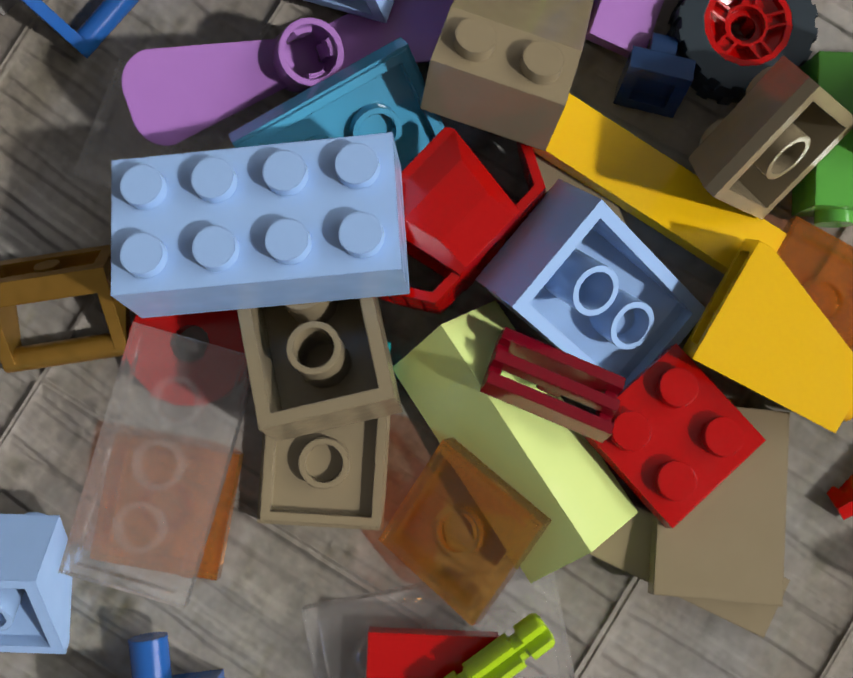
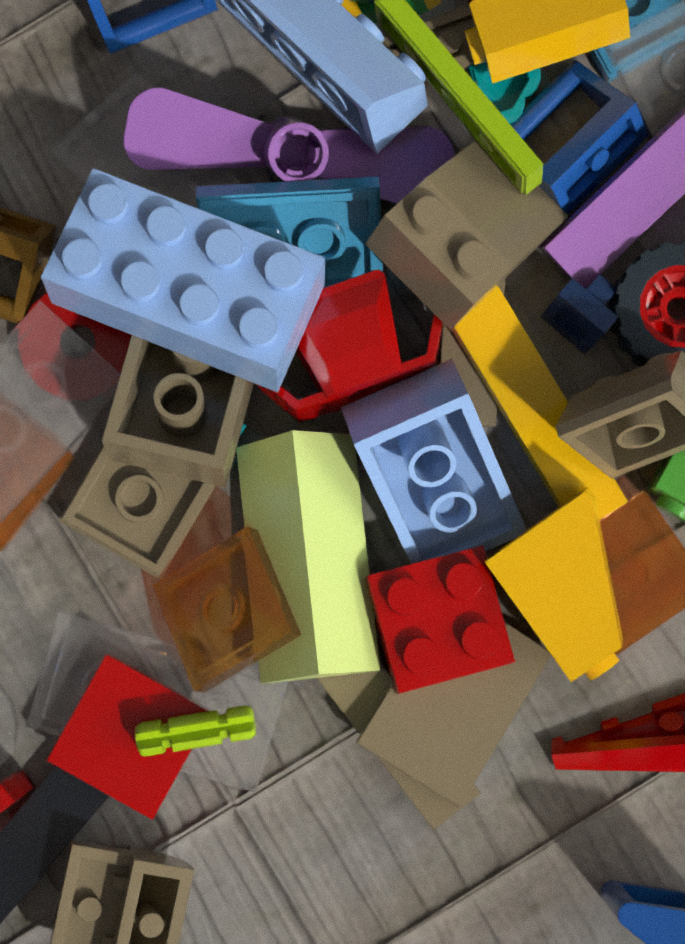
camera: 30 degrees right, 0 degrees up
(557, 375) = (366, 519): dark red tile -> none

